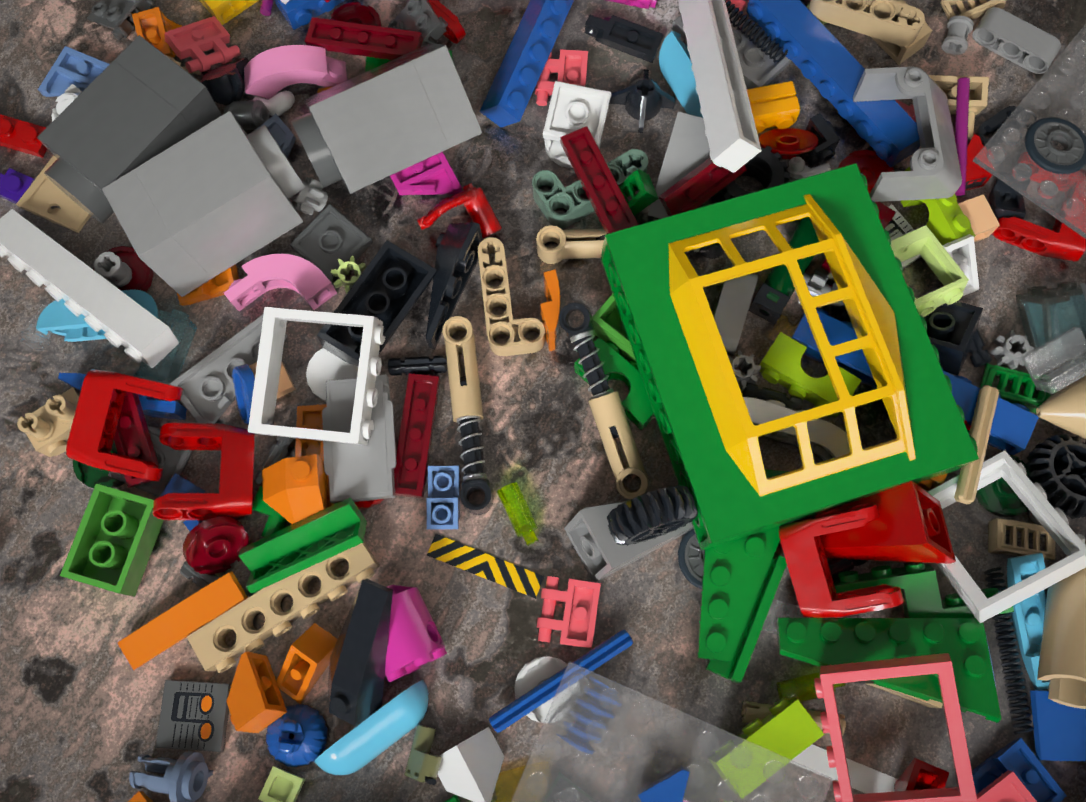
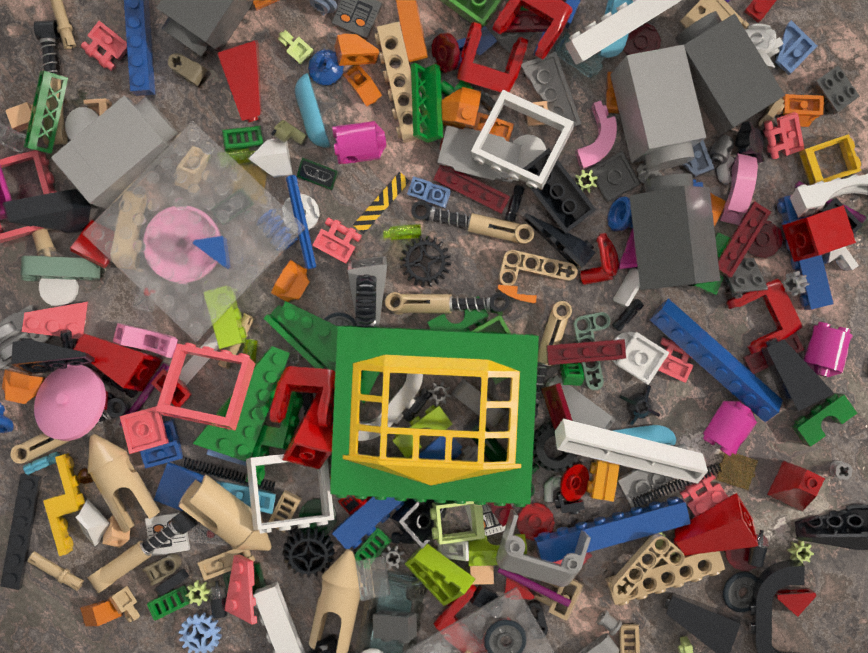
camera: 105 degrees right, 15 degrees up
(113, 269) = (647, 35): light grey bush -> none
(243, 384) = (532, 95): blue tile -> none
(360, 655) = (351, 114): black wedge -> none
(382, 210) = (620, 214): none -> blue hair
(474, 684) = (317, 174): none -> slope
(483, 166) = (628, 288): none -> white slope
(522, 157) = (628, 314): none -> black axle
(562, 454) = (409, 265): none -> black gear
(625, 36) = (688, 411): black hinge -> none
(663, 660) = (291, 282): none -> orange slope
(980, 431) = (343, 505): tan axle -> none
(1007, 270) = (439, 574): none -> lime wedge

